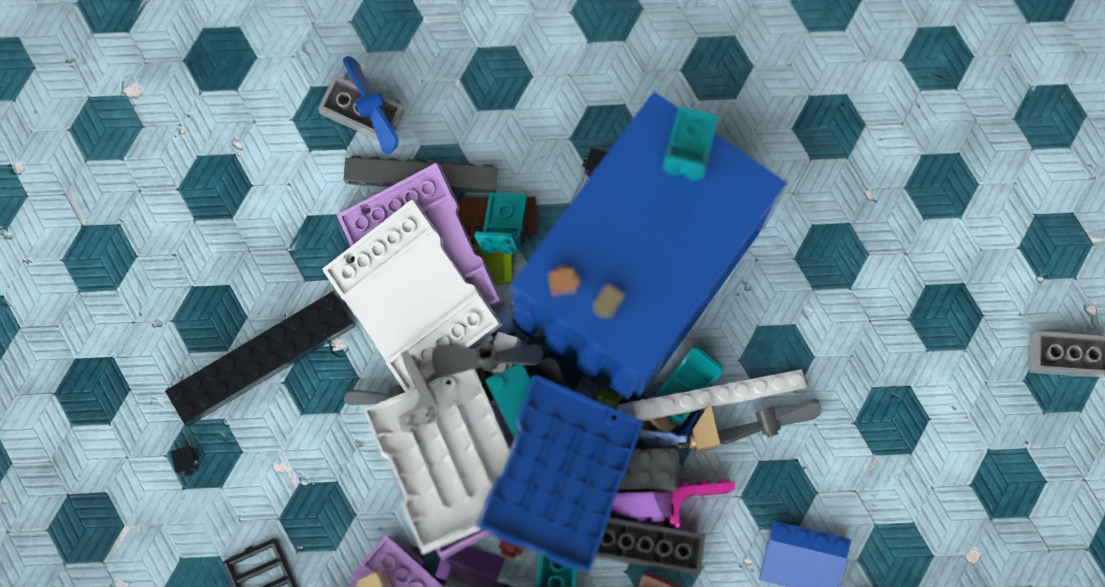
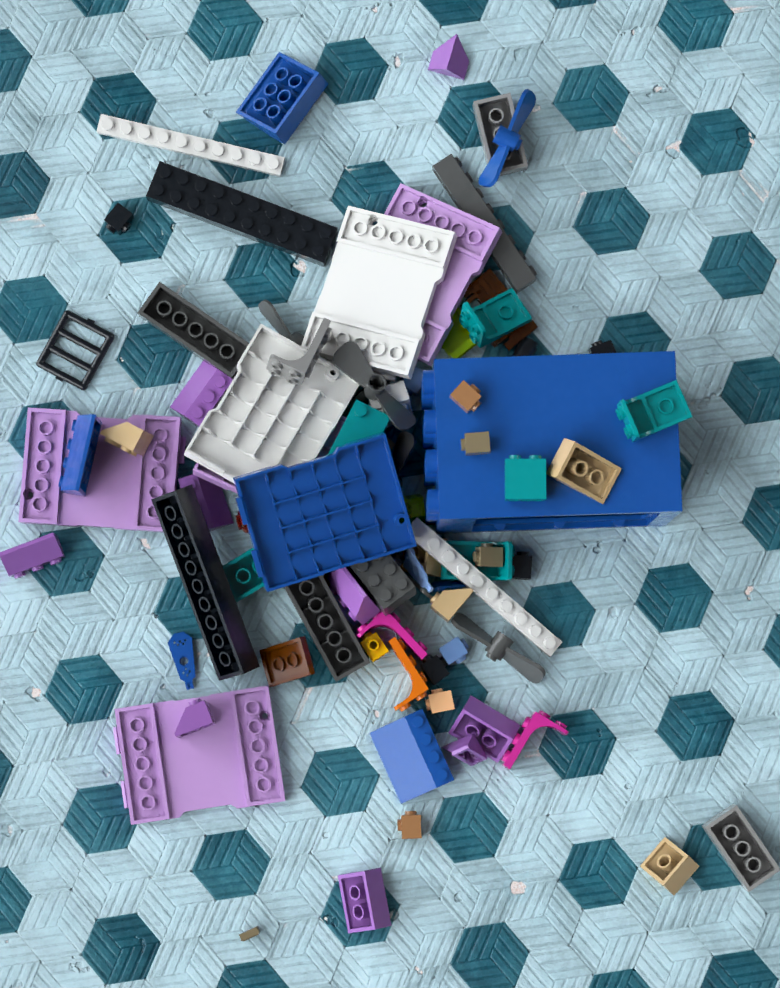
camera: 50 degrees right, 5 degrees up
(170, 358) = (190, 145): none -> white plate
(192, 255) = (282, 97): none -> blue slope
(269, 102) = (450, 59): none -> medium lavender slope
(324, 469) = (193, 329): none -> dark grey brick
(380, 503) = (201, 393): none -> medium lavender slope
(546, 220) = (526, 347): none -> black brick
(667, 285) = (525, 478): none -> teal brick
(690, 373) = (488, 556): none -> dark tan brick
(693, 521) = (373, 646): none -> yellow brick
(695, 234) = (583, 470): none -> tan slope
(718, 352) = (522, 566): none -> black brick
(745, 460) = (454, 651): none -> medium blue brick
(748, 486) = (435, 668): none -> black brick
(753, 510) = (418, 680): none -> orange bracket
(777, 502) = (439, 701): none -> light nougat brick
(826, 484) = (489, 726): none -> medium lavender slope
(832, 511) = (467, 750): none -> medium lavender slope
(852, 445) = (530, 724): none -> dark pink bracket
(1044, 421) = (669, 866): none -> tan slope

